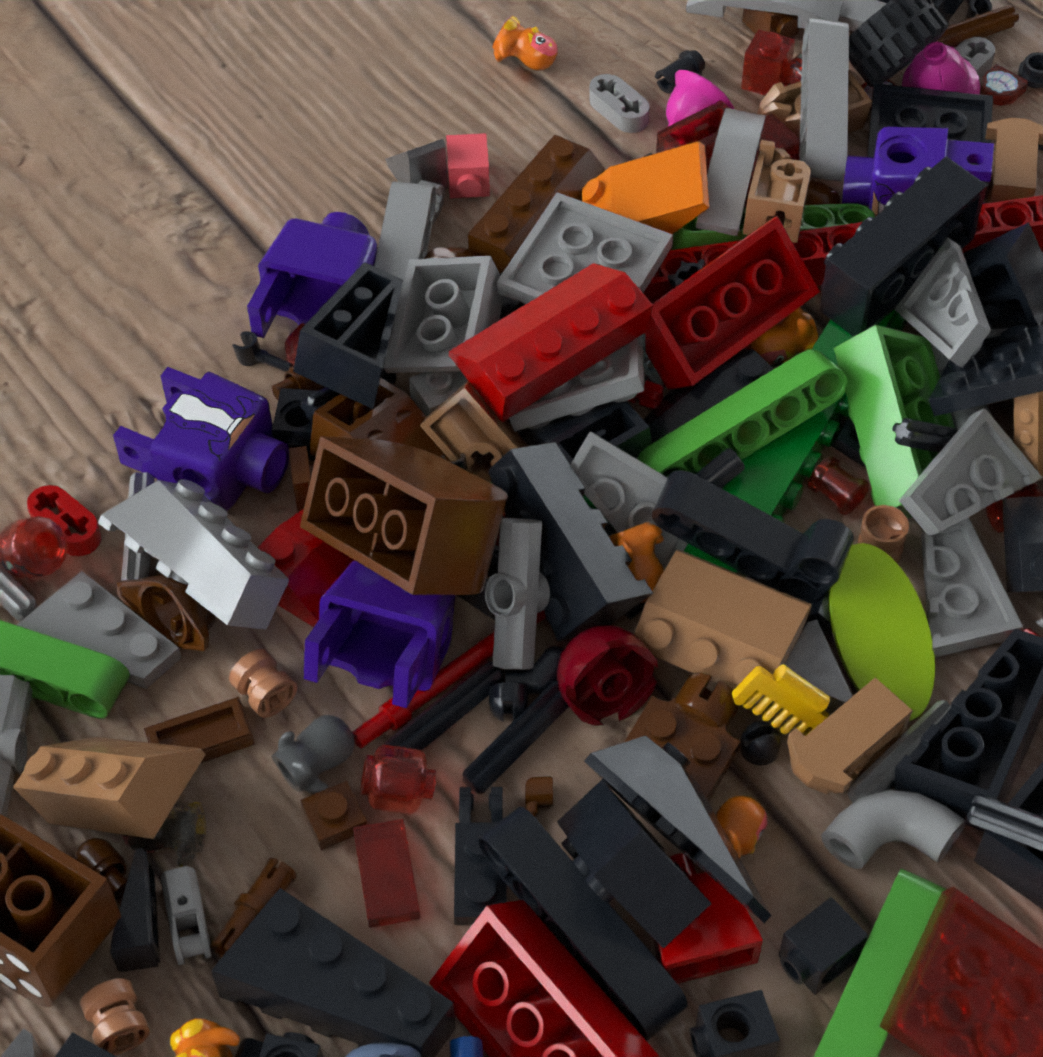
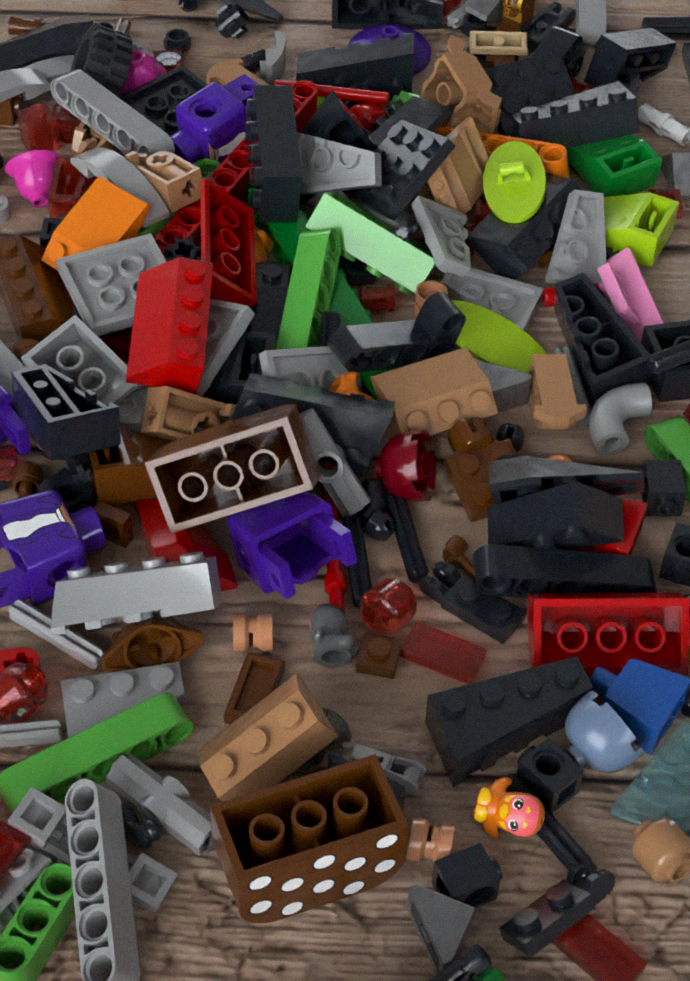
camera: 55 degrees left, 5 degrees down
(251, 903) = (412, 730): reddish brown pin -> none
(788, 692) = (508, 402): yellow piece -> none

